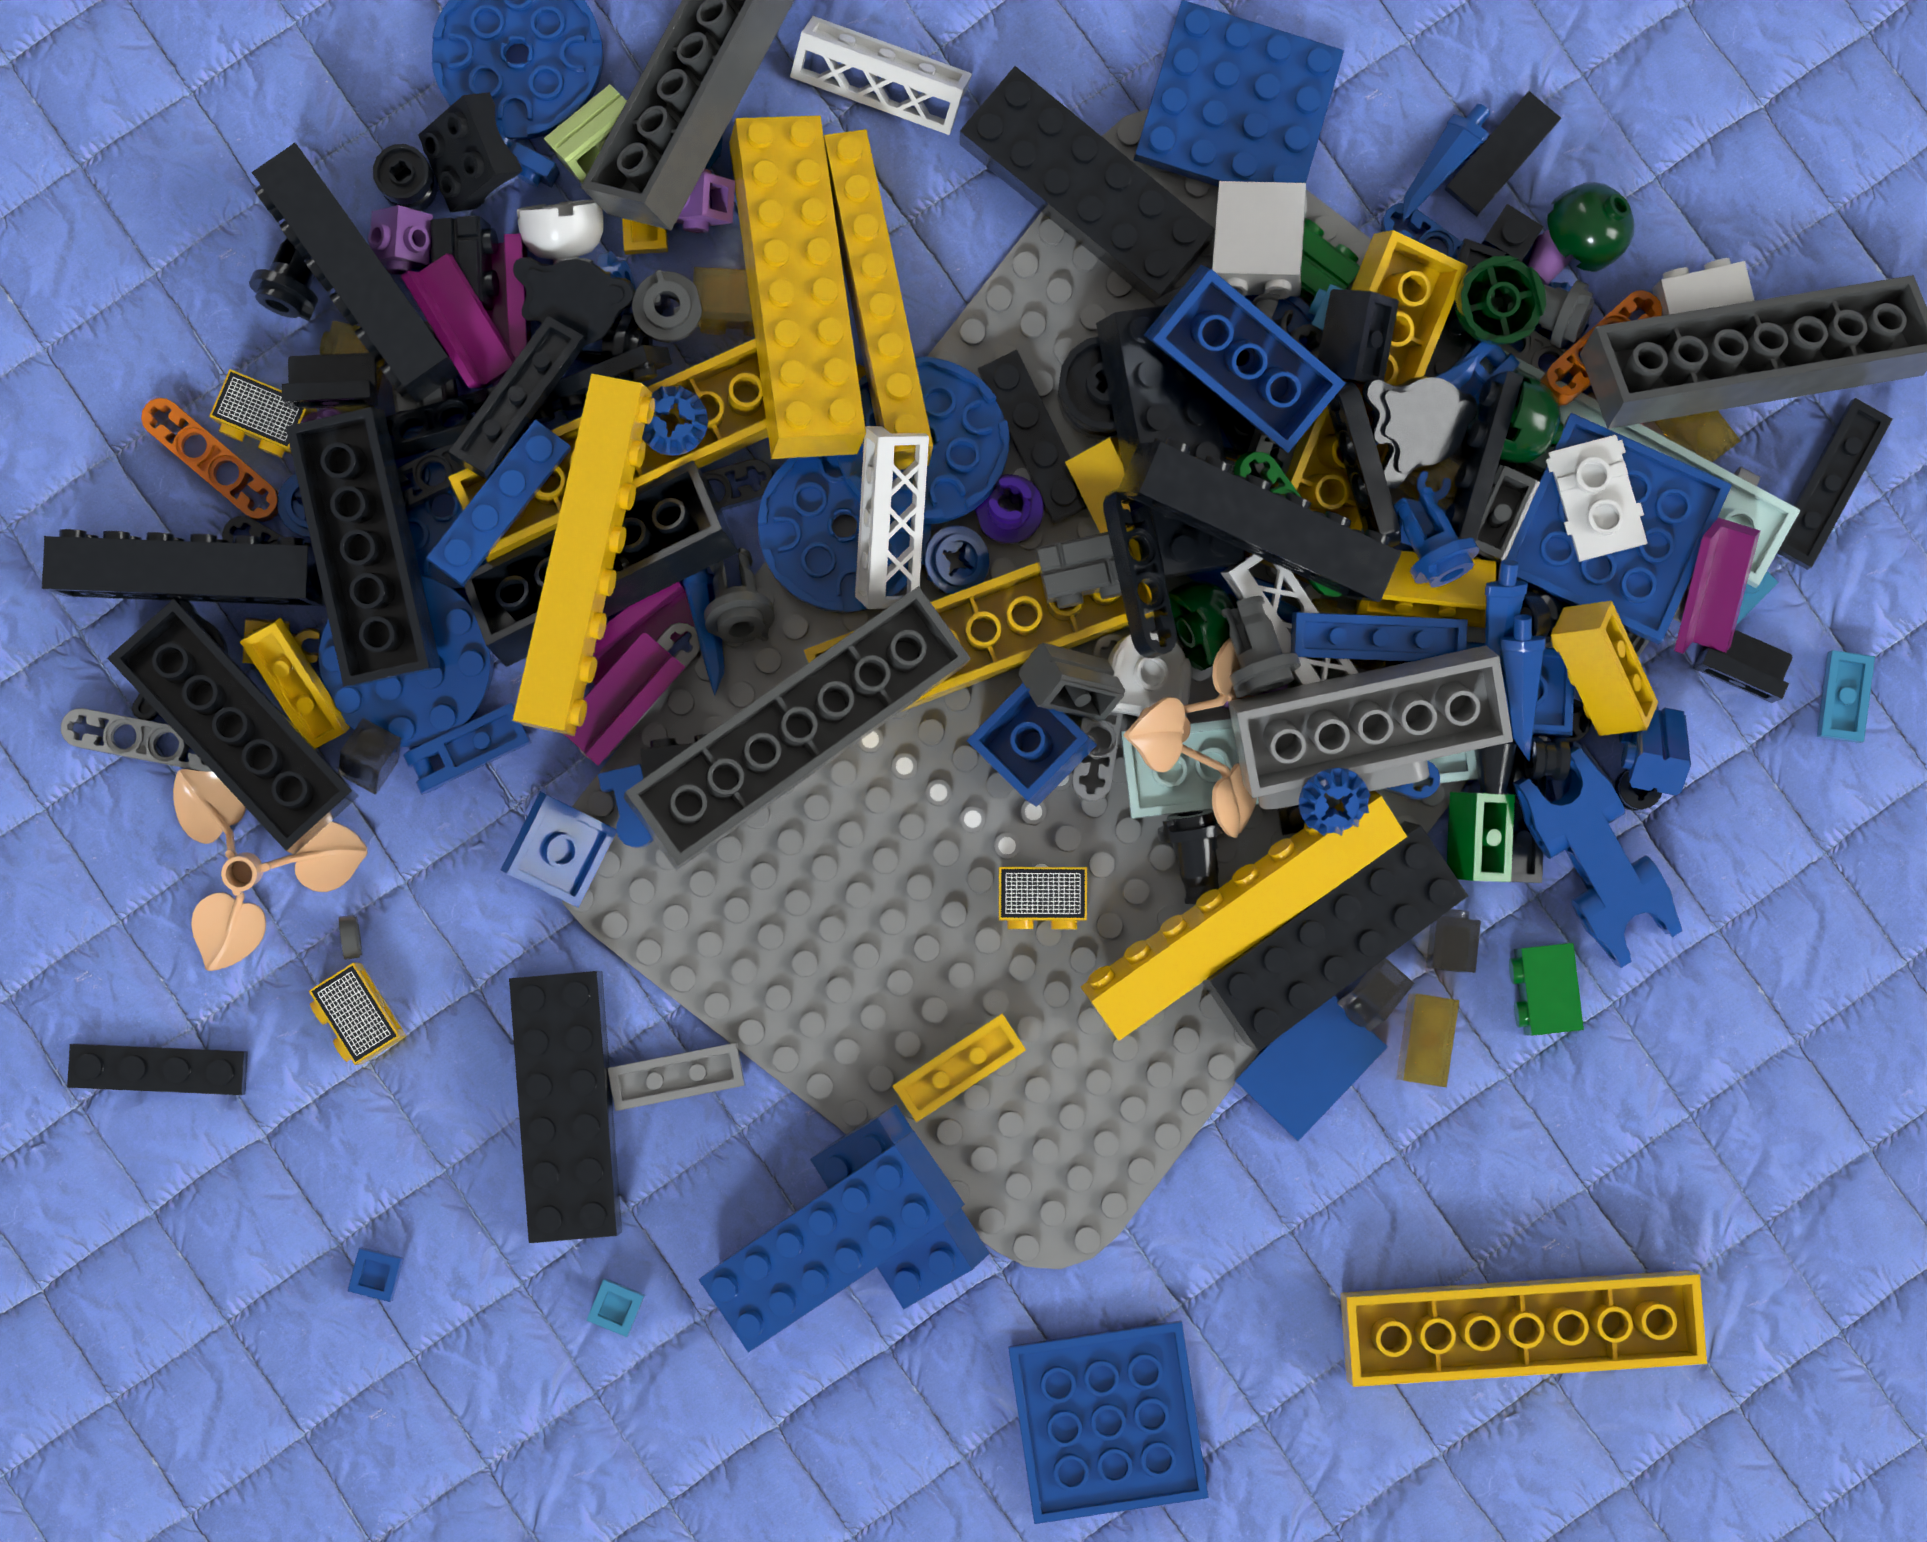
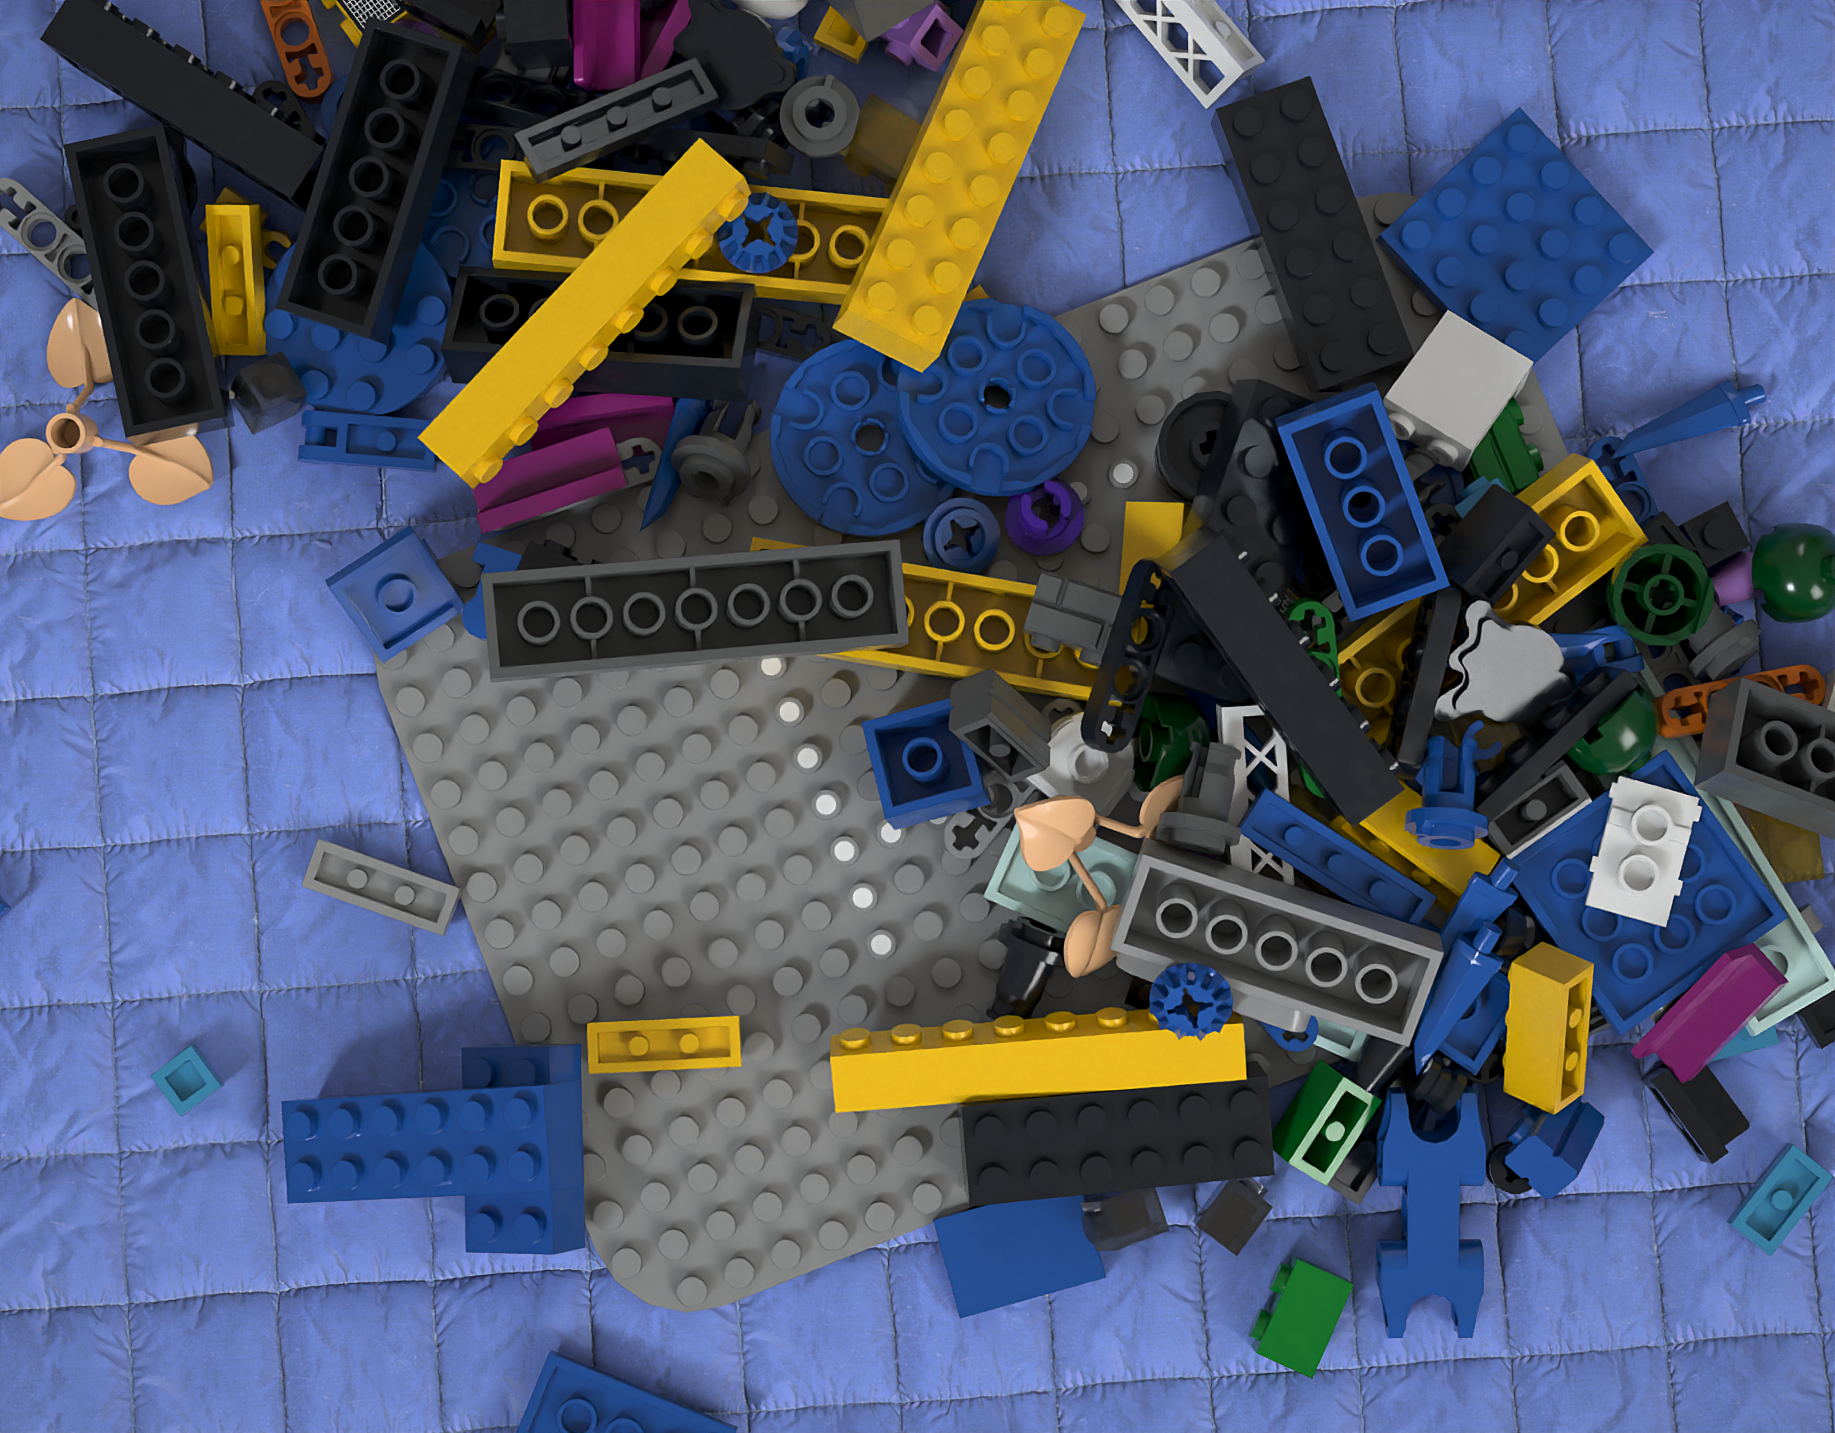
camera: 40 degrees right, 0 degrees up
(350, 937) = (144, 560): dark grey tile -> none
(355, 1014) = (105, 640): brick -> none
(499, 503) = (535, 214): blue plate -> none
(565, 1107) = (254, 853): black brick -> none
(875, 291) = (1032, 232): yellow brick -> none
(876, 511) = (904, 440): white fence -> none
(1033, 435) = (1112, 456): black plate -> none
(1042, 895) = (847, 921): brick -> none
(1427, 1040) = (1149, 1295): clear yellow brick -> none
(1502, 153) = (1754, 448): black tile -> none

